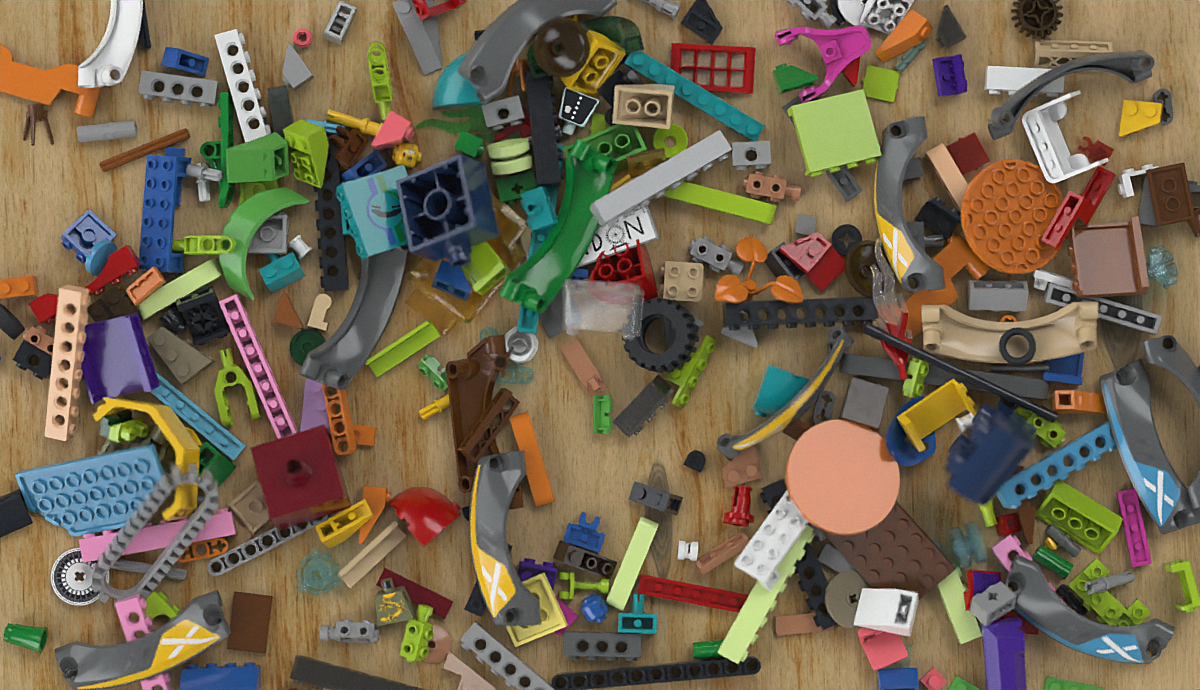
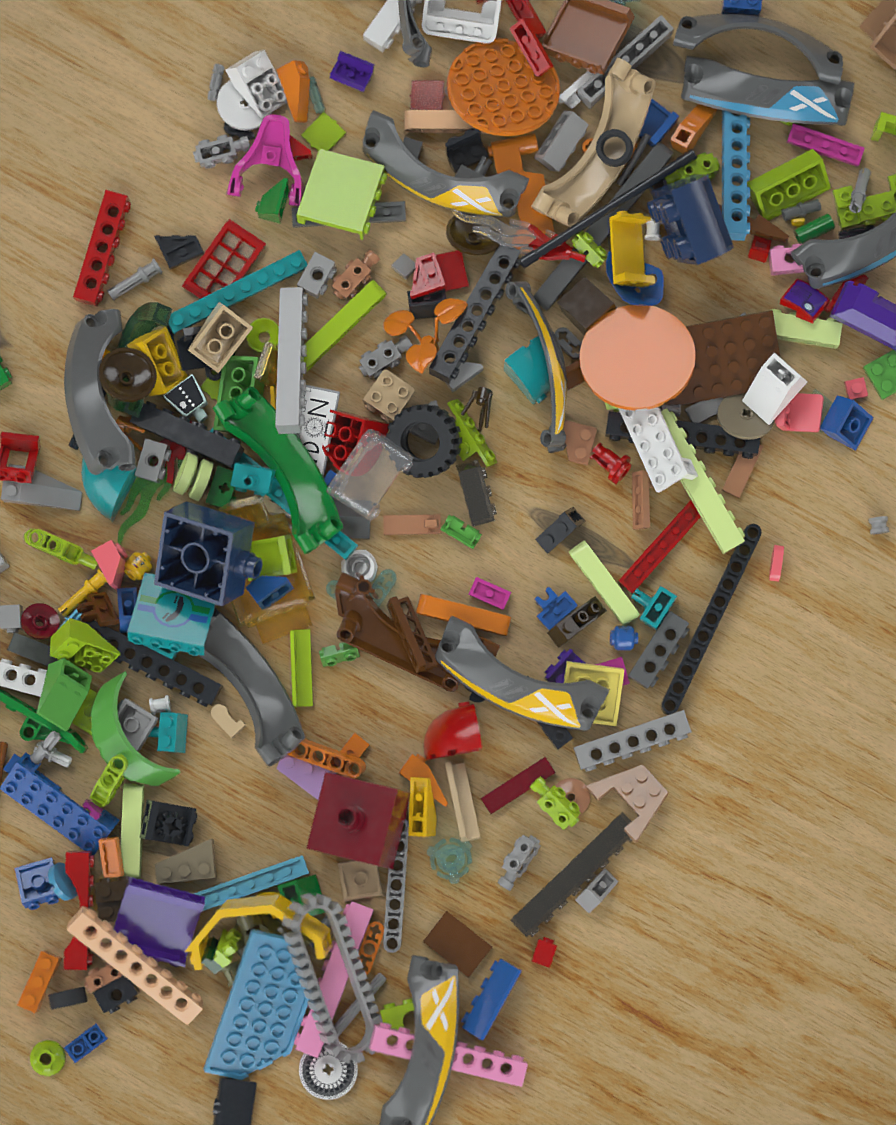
camera: 55 degrees left, 5 degrees down
(173, 320) = (156, 852): black piece -> none
(177, 245) = (95, 810): none -> magenta tile
(222, 383) = (235, 842): lime piece -> none
(258, 366) = (240, 802): bright pink brick -> none
(287, 314) = (211, 750): dark orange slope -> none
(303, 343) = (245, 752): dark green tile -> none
(317, 97) = (40, 613): none -> dark red dish
(393, 604) = (516, 808): olive torso -> none
(435, 407) = (368, 671): yellow axle -> none
(470, 145) = (161, 503): green brick -> none
(564, 470) = (489, 593): none -> dark pink plate
(602, 586) = (609, 619): lime bar -> none
(683, 550) = (621, 529): white wheel -> none
(695, 460) = (548, 477): black tile -> none
(707, 649) = (716, 563): green axle -> none
(730, 364) = (483, 398): none -> dark brown plant
(840, 233) = (428, 240): black gear -> none
(948, 30) = (313, 50): clear smoke slope -> none
(966, 546) = (758, 289): clear light blue wheel -> none
(988, 514) = (737, 257): neon yellow pin -> none
(992, 603) = (820, 296): light grey brick -> none

